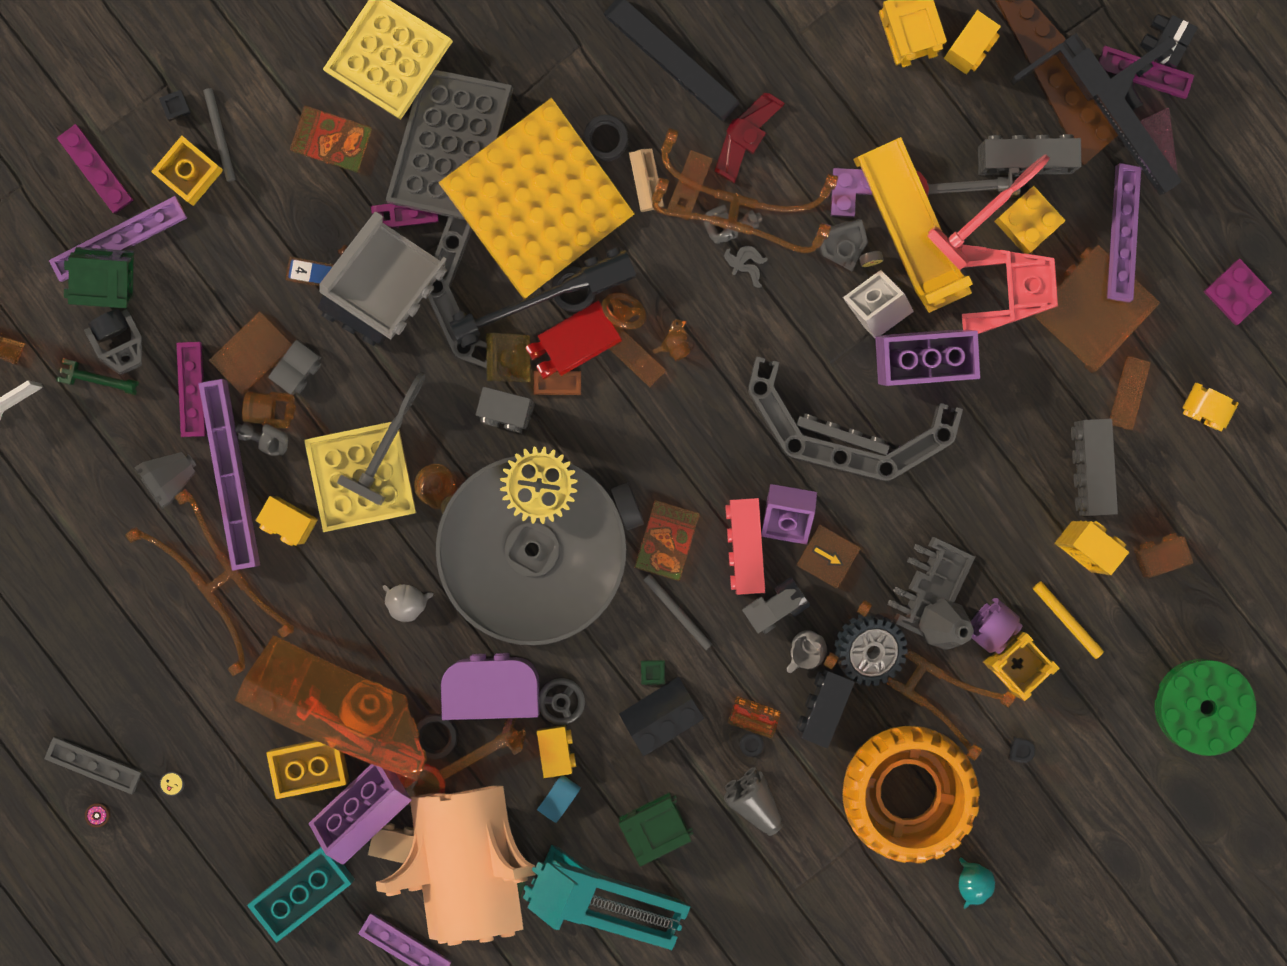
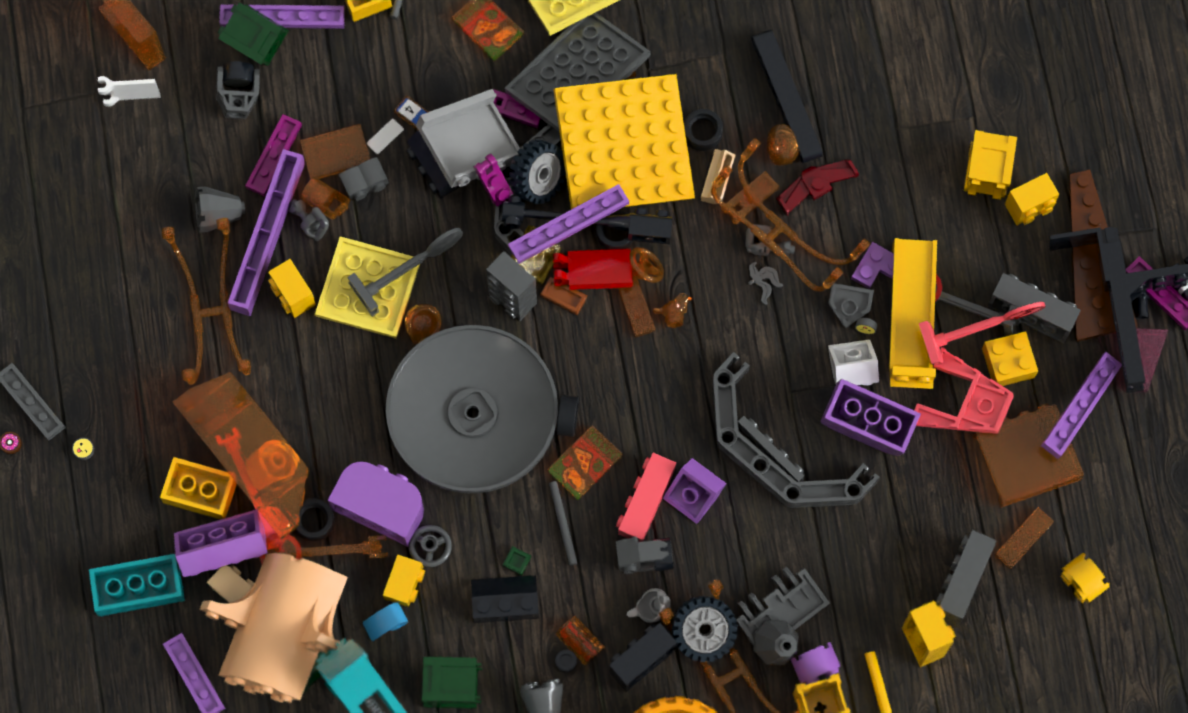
camera: 30 degrees right, 15 degrees down
(73, 372) = (189, 97): dark green hinge -> none
(291, 309) = (385, 136): none -> white sticker
(405, 602) = (349, 401): light grey hair -> none
(429, 309) = (493, 180): none -> magenta plate
(466, 273) = (537, 171): none -> black wheel
(527, 314) = (568, 223): none -> medium lavender plate
(542, 463) = (493, 373): light yellow gear -> none
(693, 114) = (782, 145): none -> clear orange hat
(828, 556) = (709, 542): clear orange tile -> none
(1163, 556) = (986, 681): clear orange brick -> none
(1237, 292) = (1154, 503): magenta plate -> none

